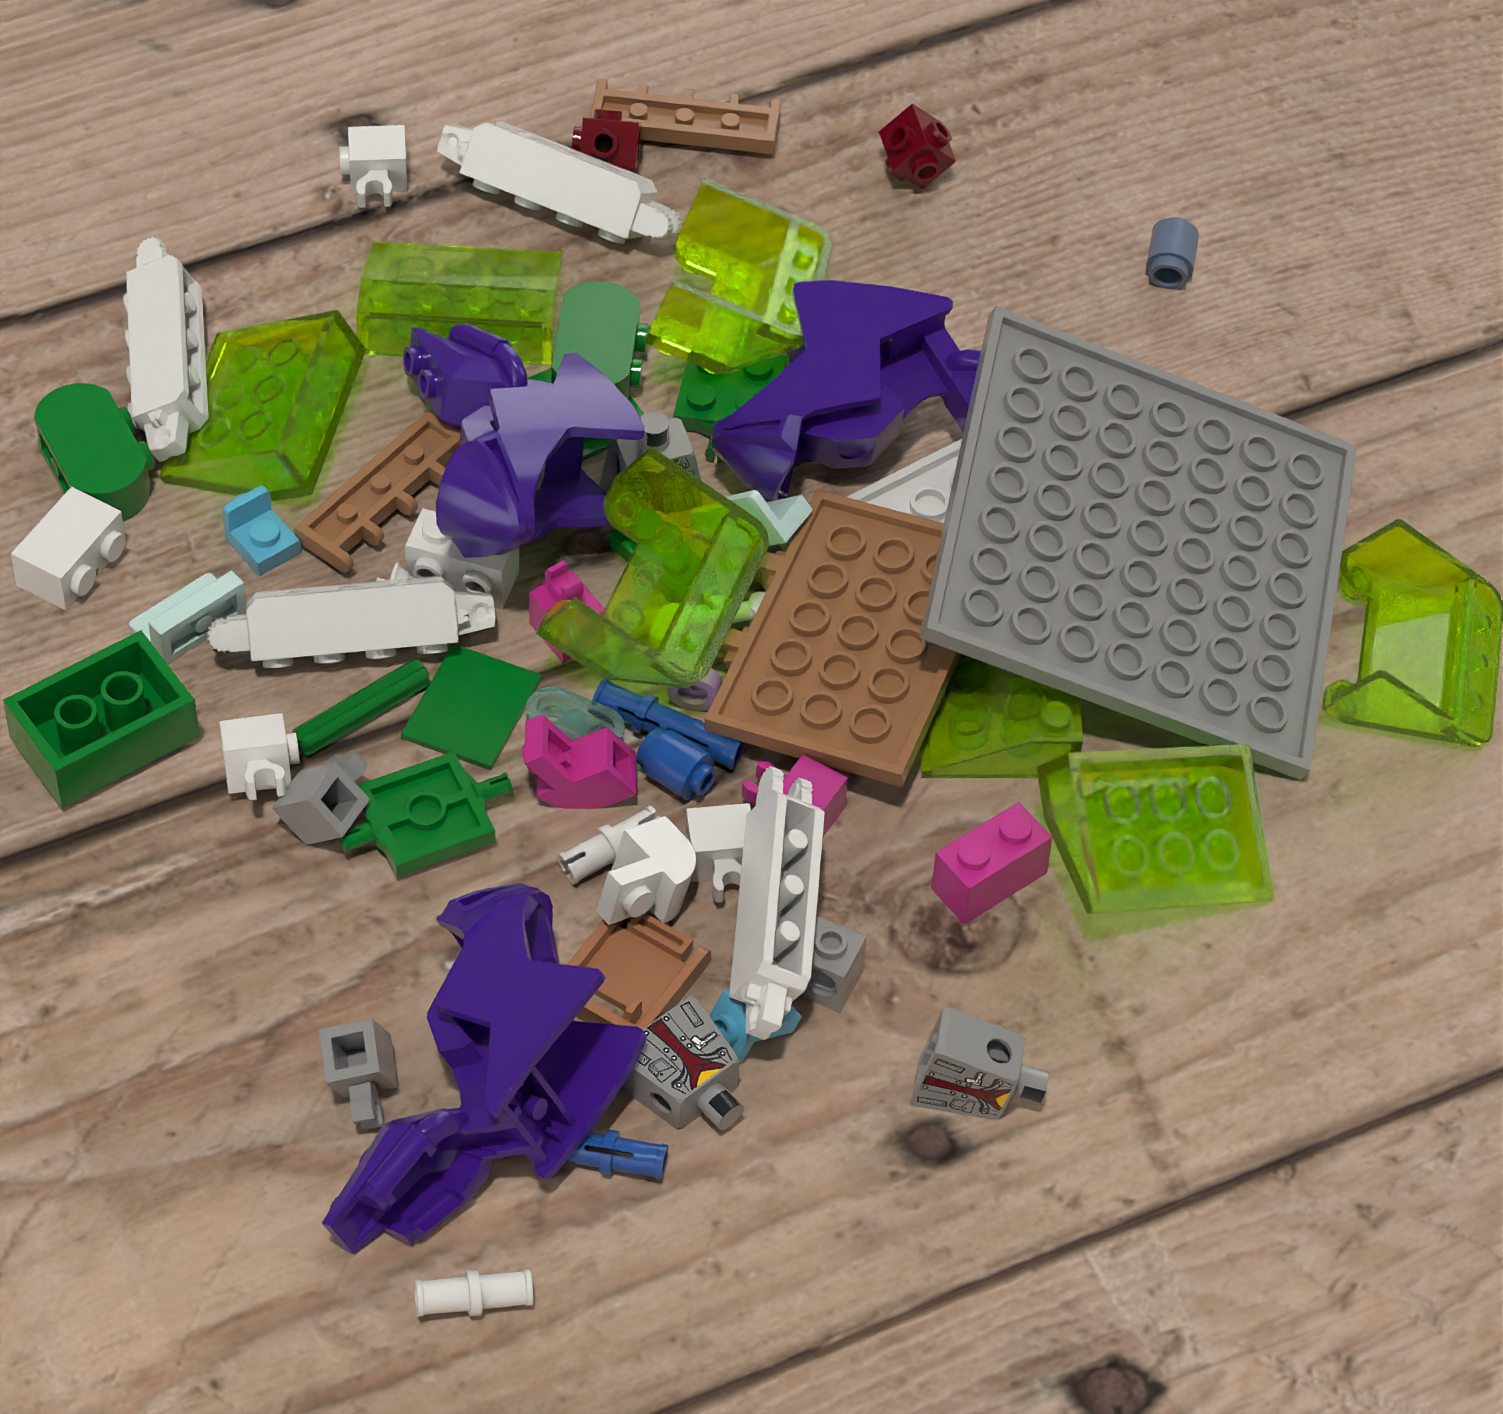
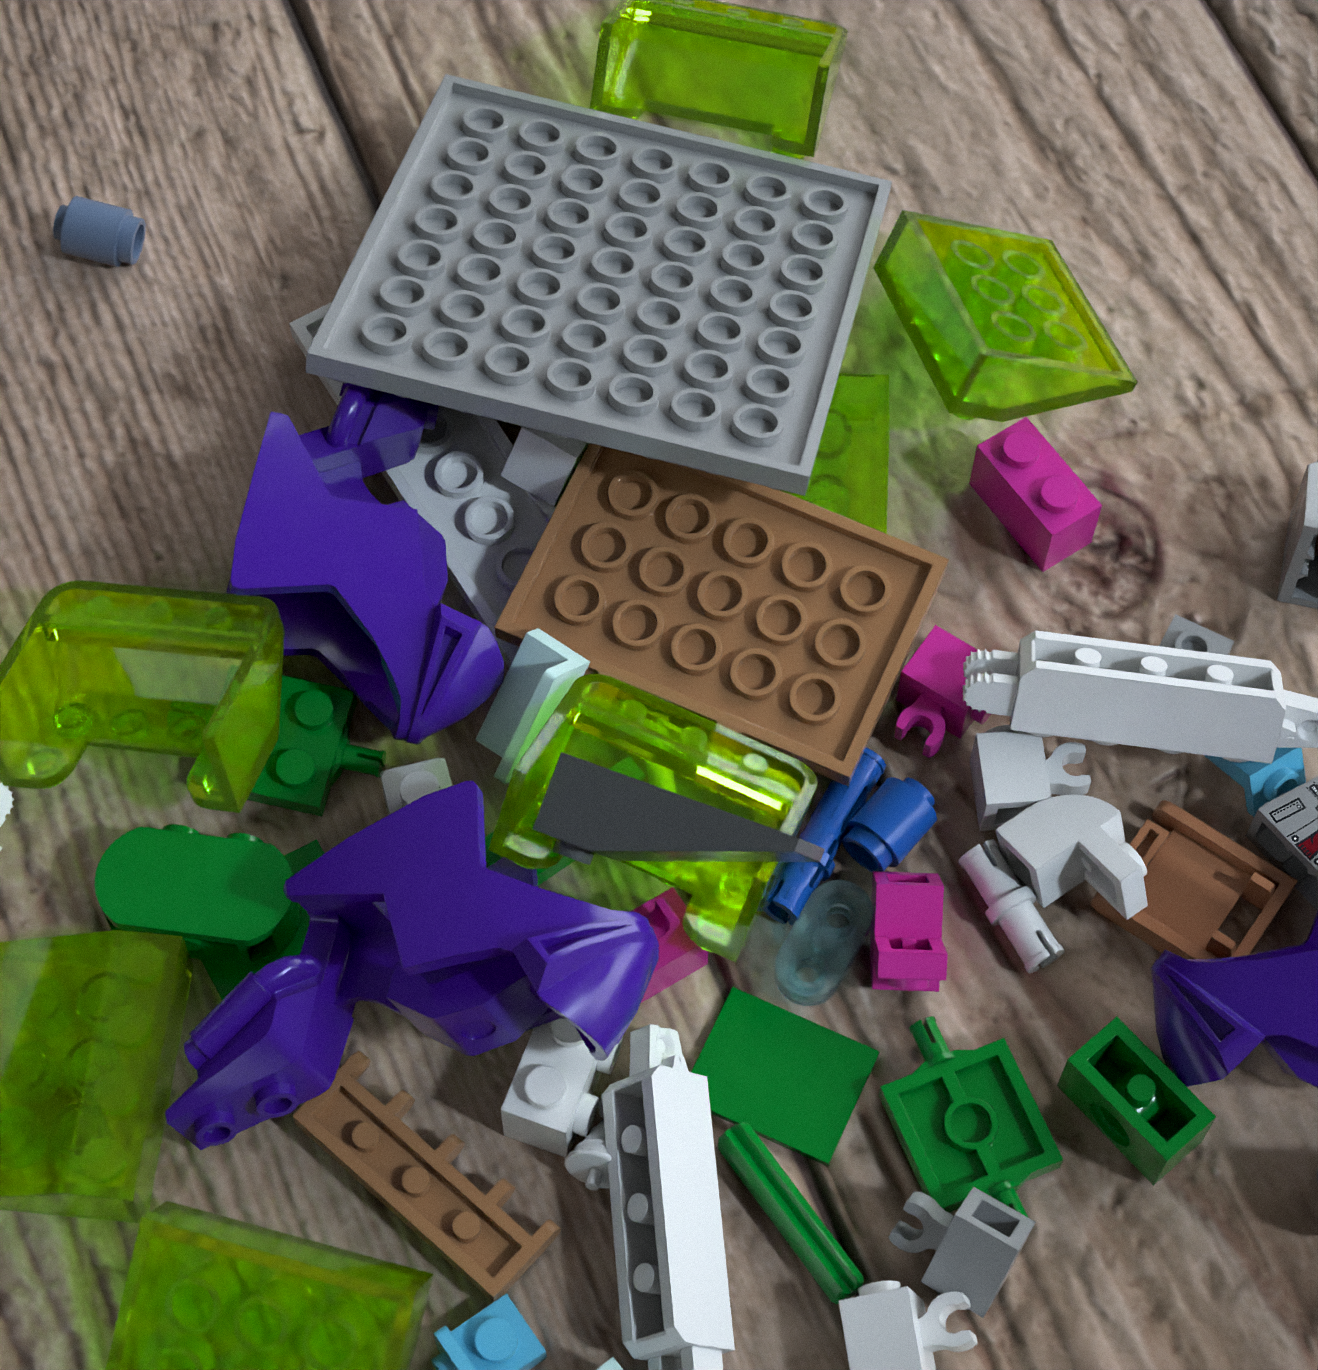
camera: 85 degrees left, 10 degrees up
(412, 909) = (1135, 1100): none -> green brick
(632, 553) = (632, 820): none -> dark grey wedge

